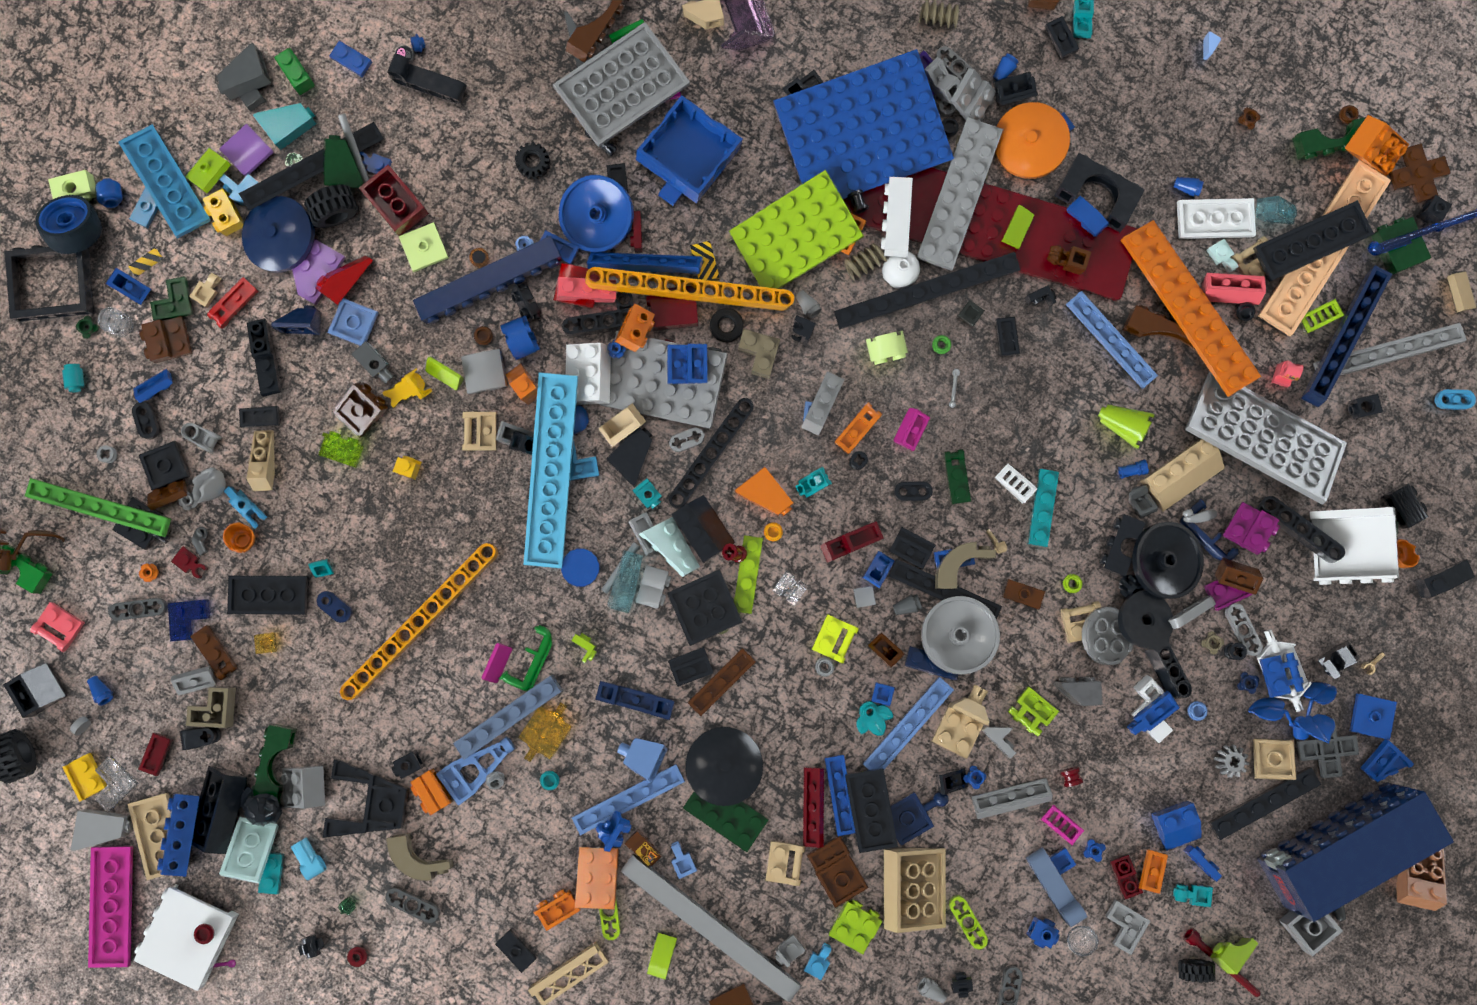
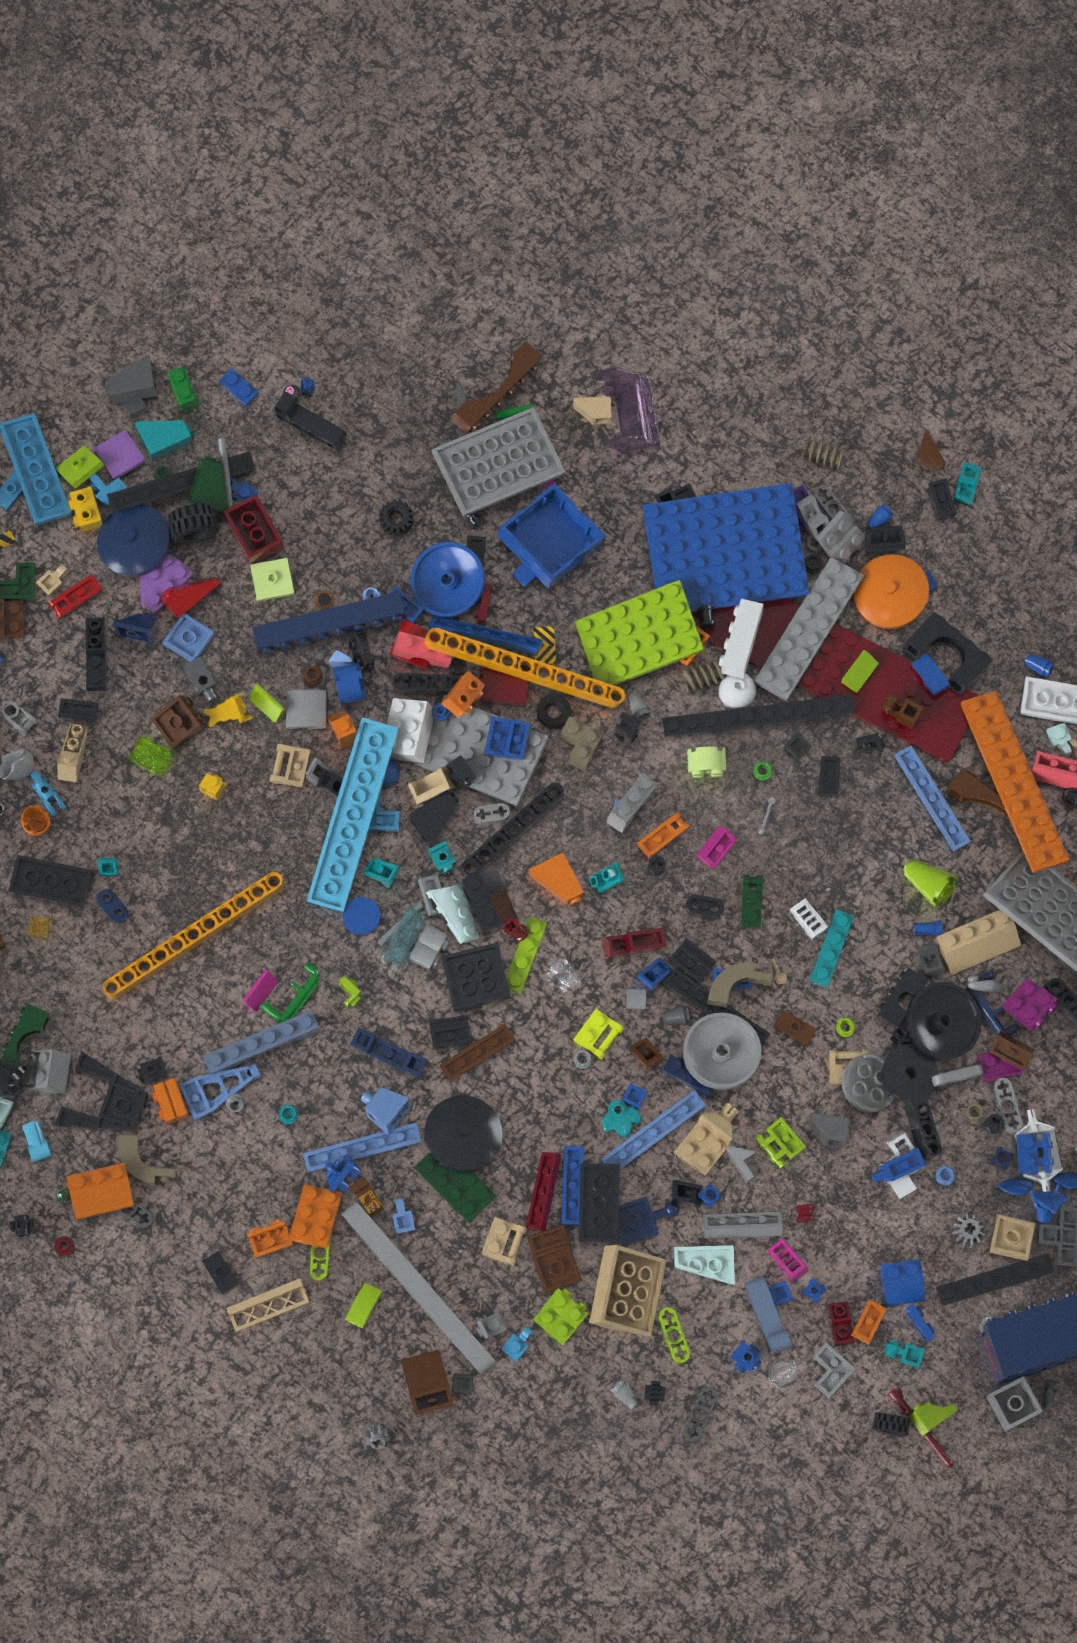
camera: 15 degrees right, 10 degrees down
(379, 900) = (100, 1191): none -> orange slope
(506, 315) = (339, 659): none -> light blue slope
(545, 732) = (294, 1067): clear yellow plate -> none
(590, 520) = (381, 871): none -> teal slope
(649, 406) = (461, 771): none -> black brick
(773, 531) = (558, 918): light orange plate -> none
(988, 842) = (707, 1261): none -> light aqua wing

